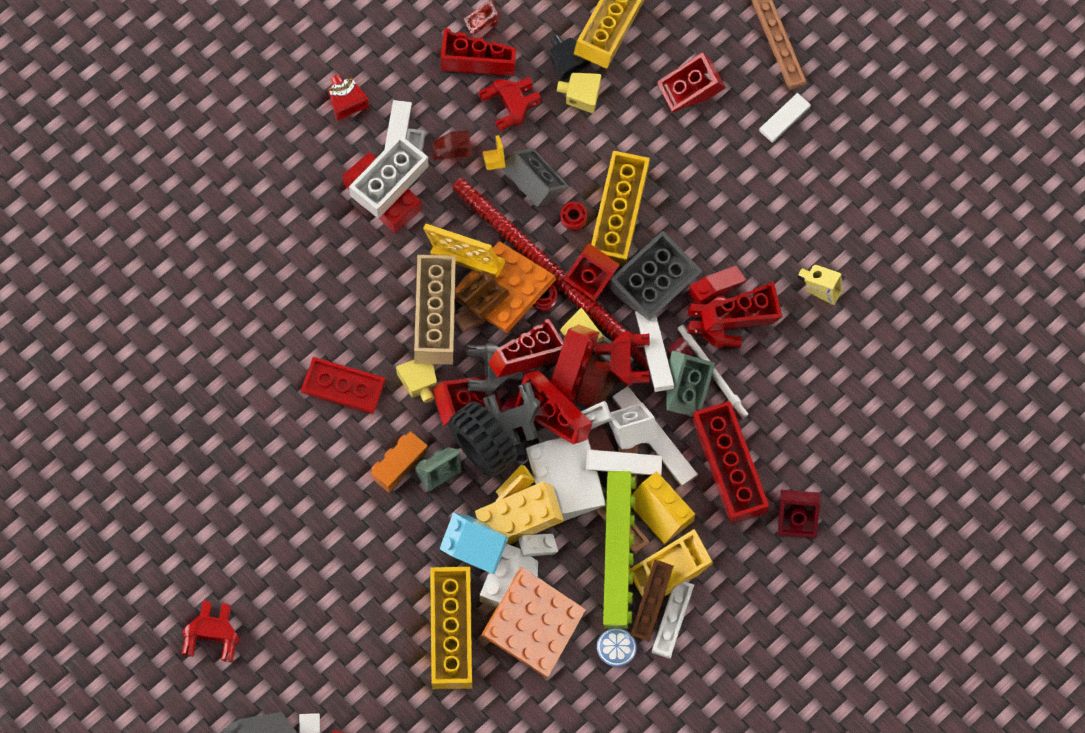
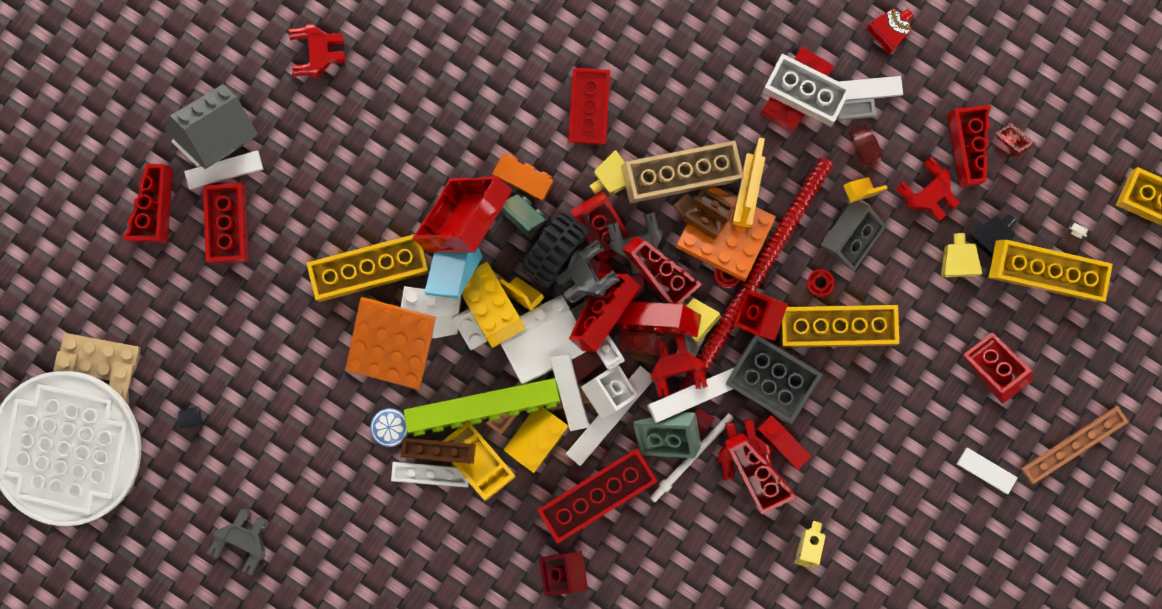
camera: 80 degrees right, 15 degrees up
(426, 514) = (462, 215): none -> red tile

